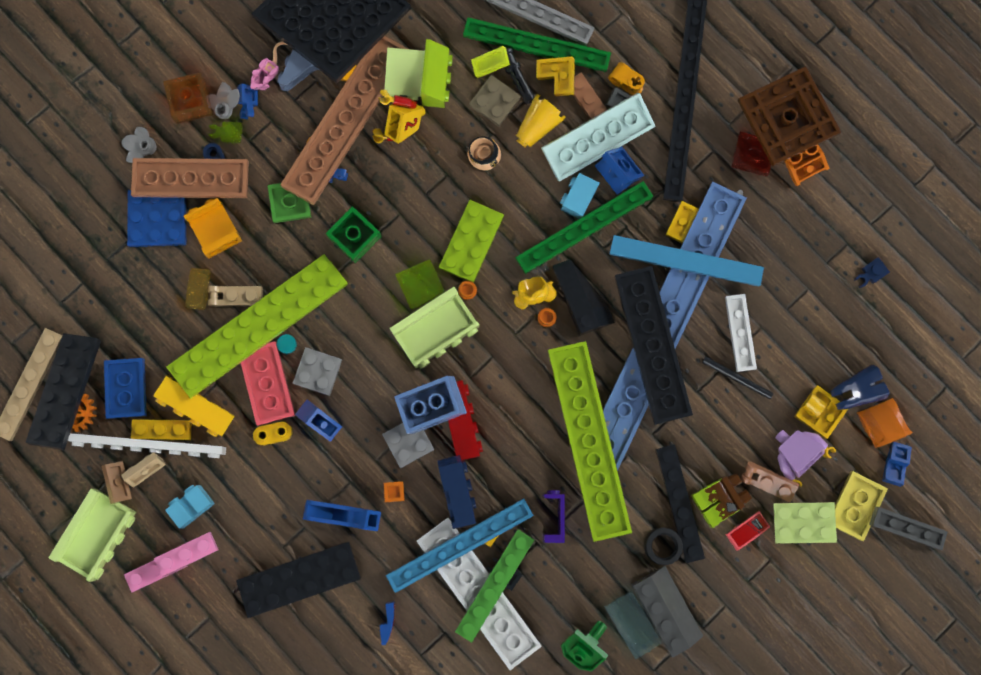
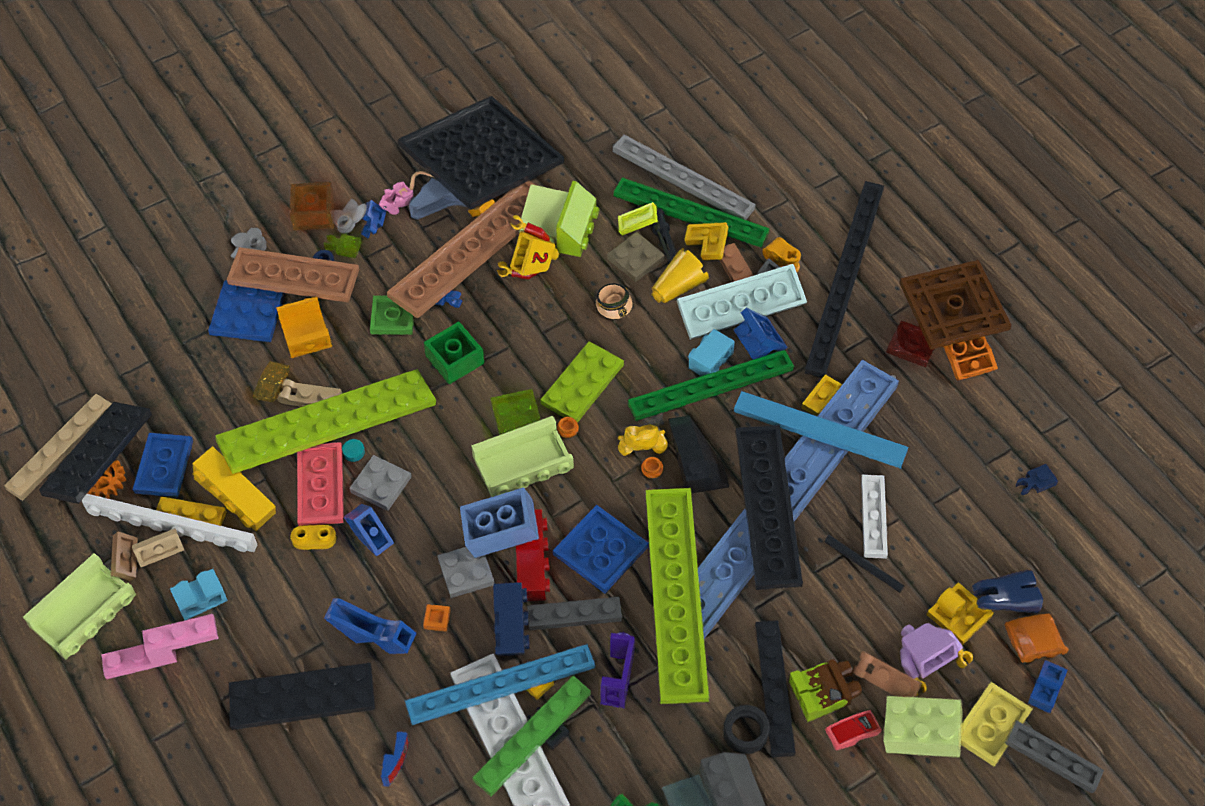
camera: 15 degrees right, 25 degrees down
(506, 466) = (574, 613): none -> dark grey plate
(517, 403) = (600, 549): none -> blue plate

